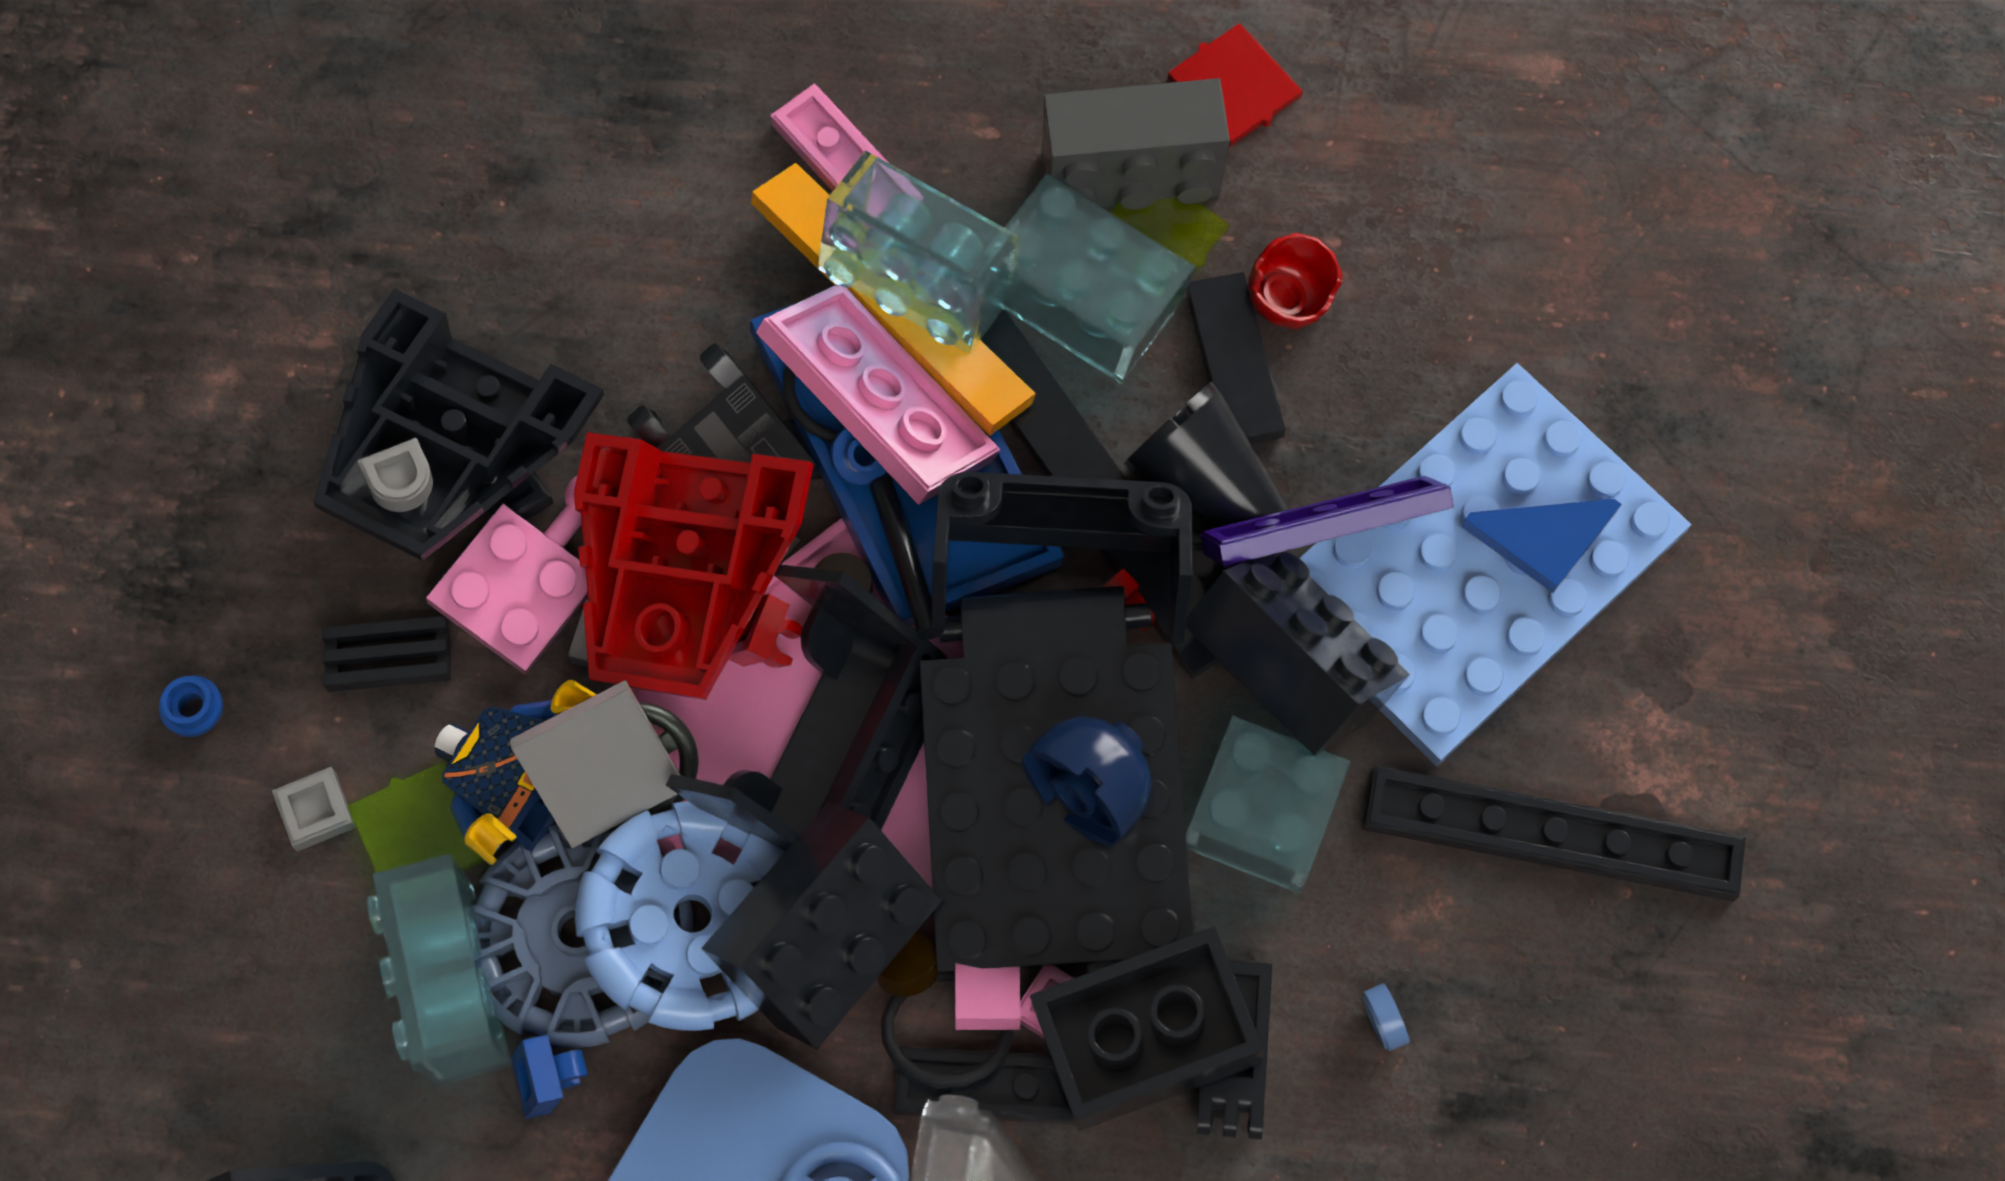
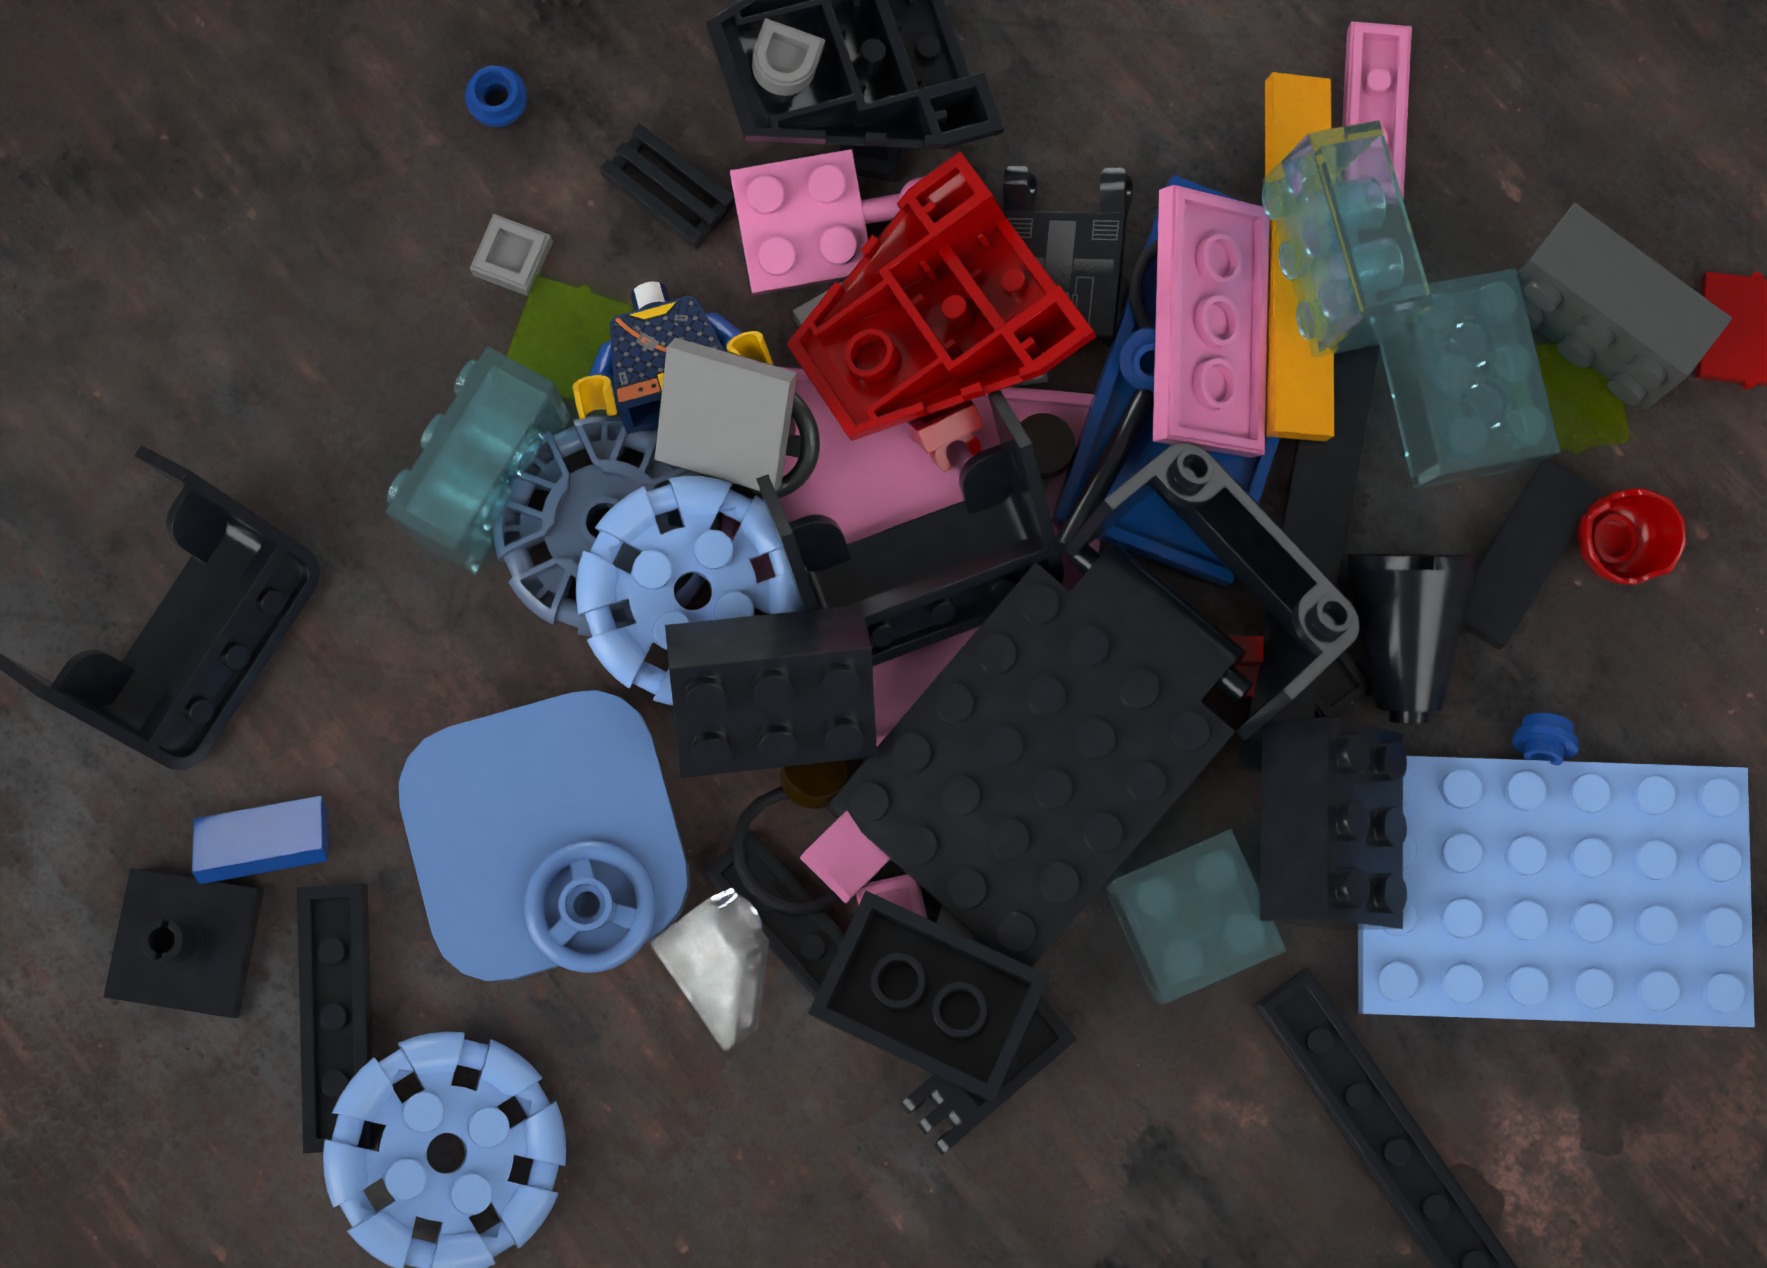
camera: 45 degrees right, 10 degrees up
(544, 1076) = (483, 605): blue tile -> none
(1094, 773) = (1072, 775): dark blue cylinder -> none
(1326, 520) = (1458, 750): dark purple tile -> none
(1372, 463) = (1546, 738): none -> blue plate
(1385, 1017) = (1121, 1159): medium blue tile -> none
(1543, 538) = (1619, 927): blue tile -> none

